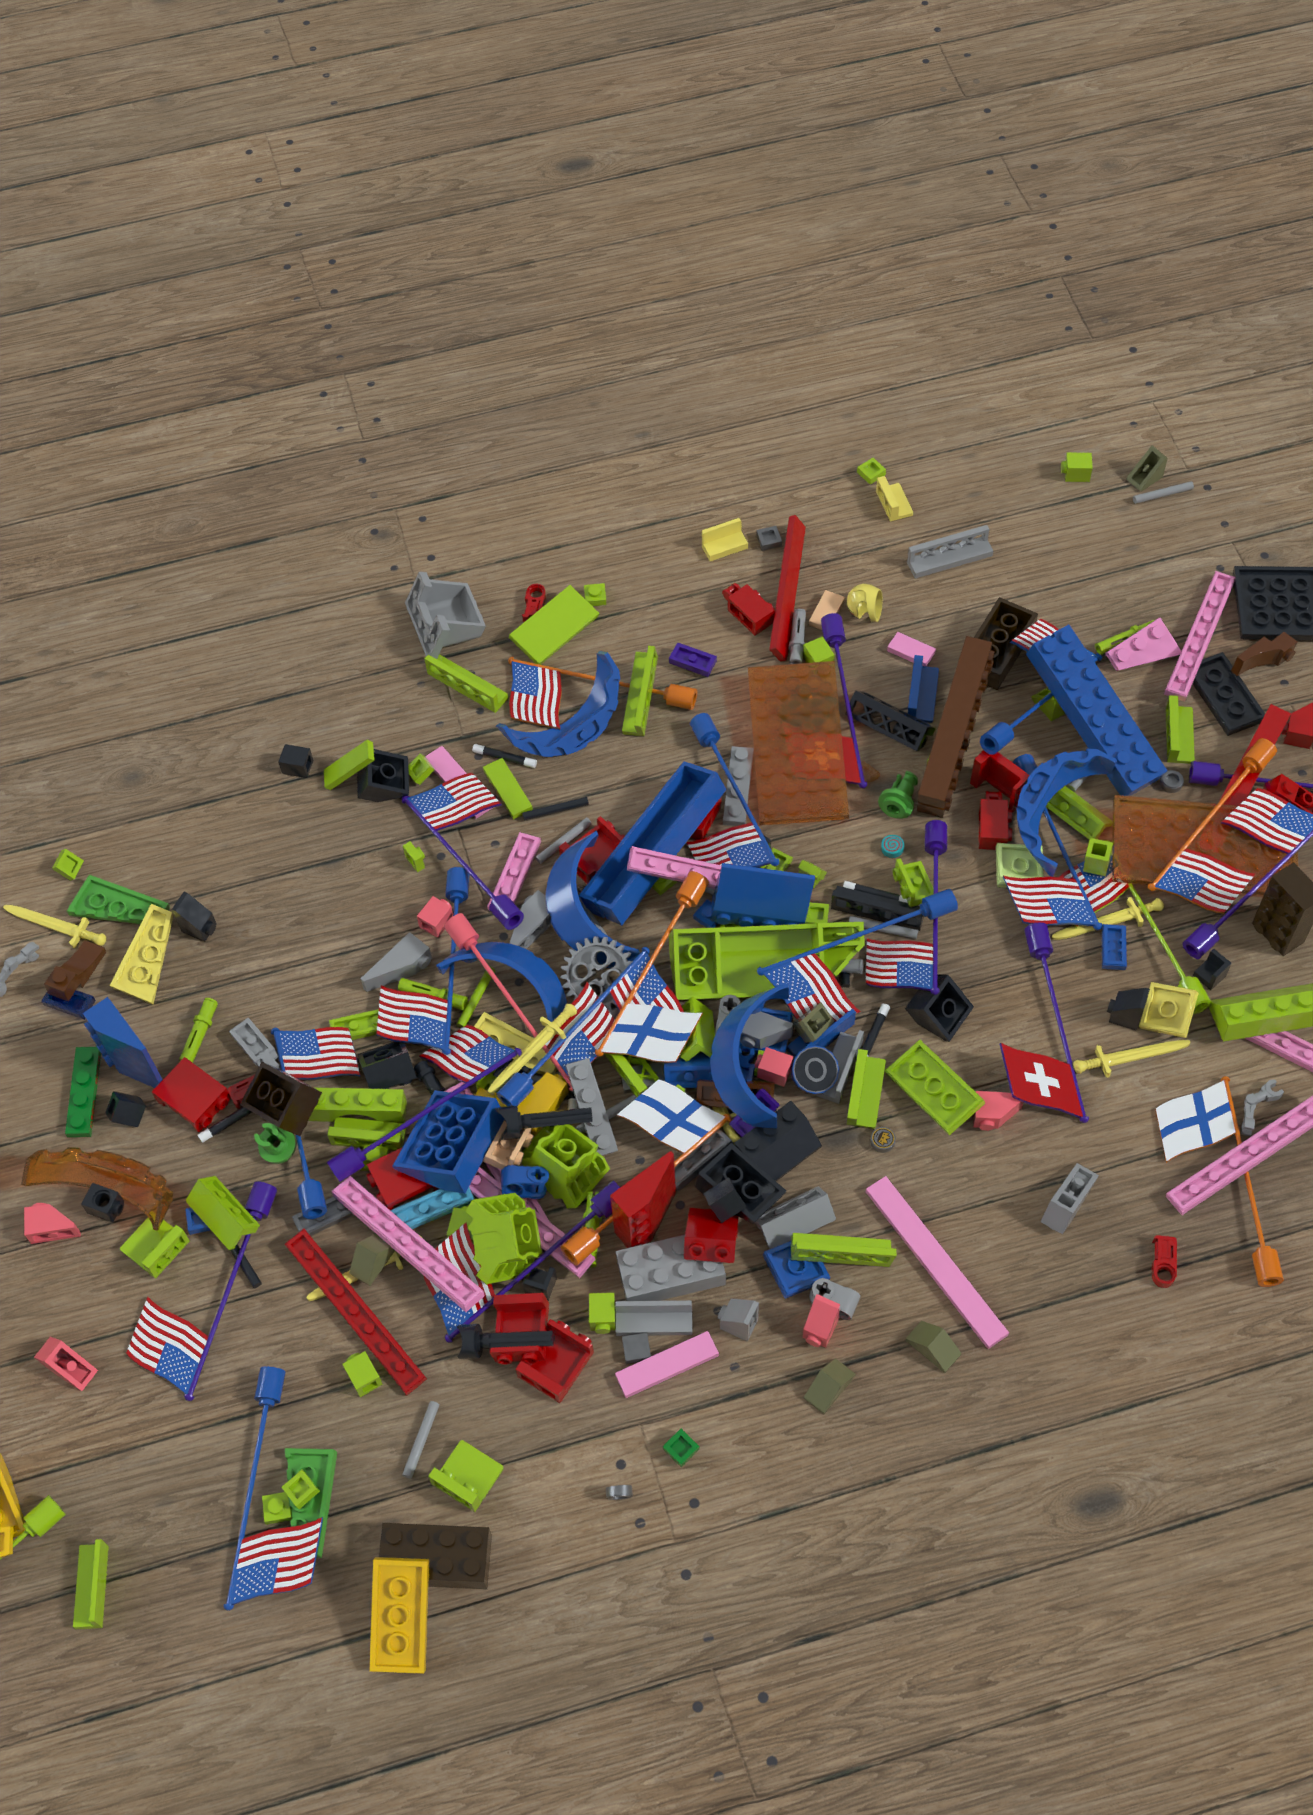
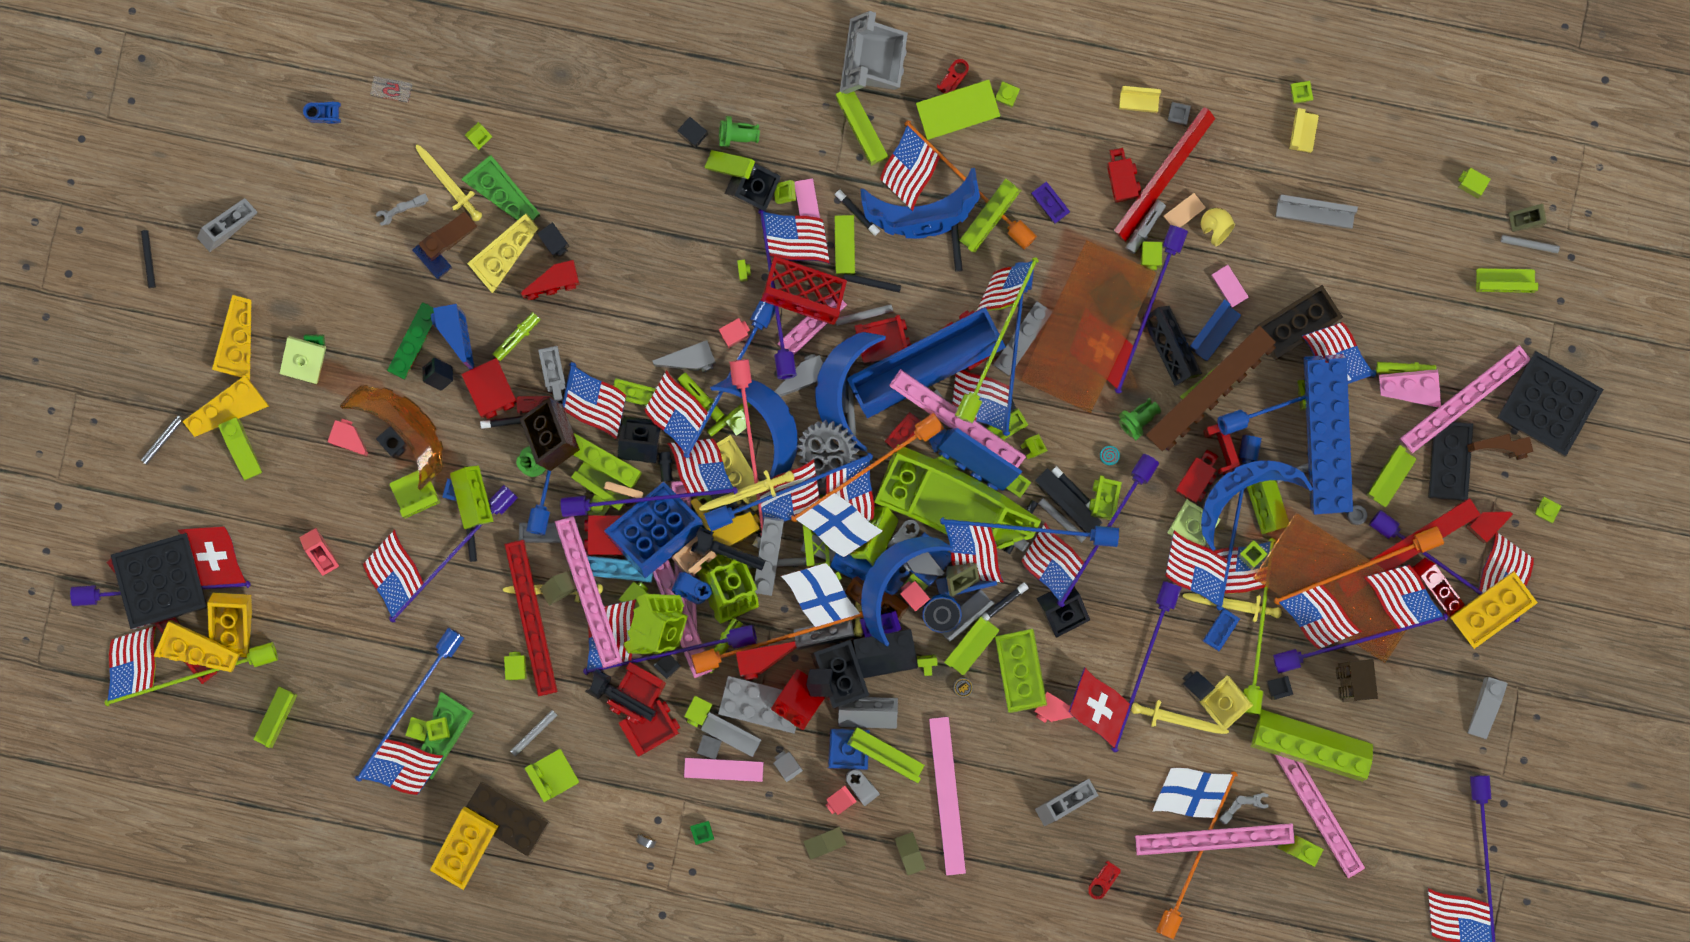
camera: 25 degrees right, 25 degrees up
(214, 957) = (557, 277): none -> red slope
(336, 740) = (737, 132): none -> bright green piece
(390, 1122) = (619, 489): none -> light nougat tile
(481, 850) = (796, 302): none -> red fence
(484, 997) = (736, 421): none -> lime plate
(629, 748) = (956, 248): none -> black bar
(666, 914) = (903, 431): none -> red plate
(689, 748) = (1002, 292): none -> flag
(829, 1132) = (927, 662): none -> lime tile
(1165, 529) = (1506, 280): none -> lime panel

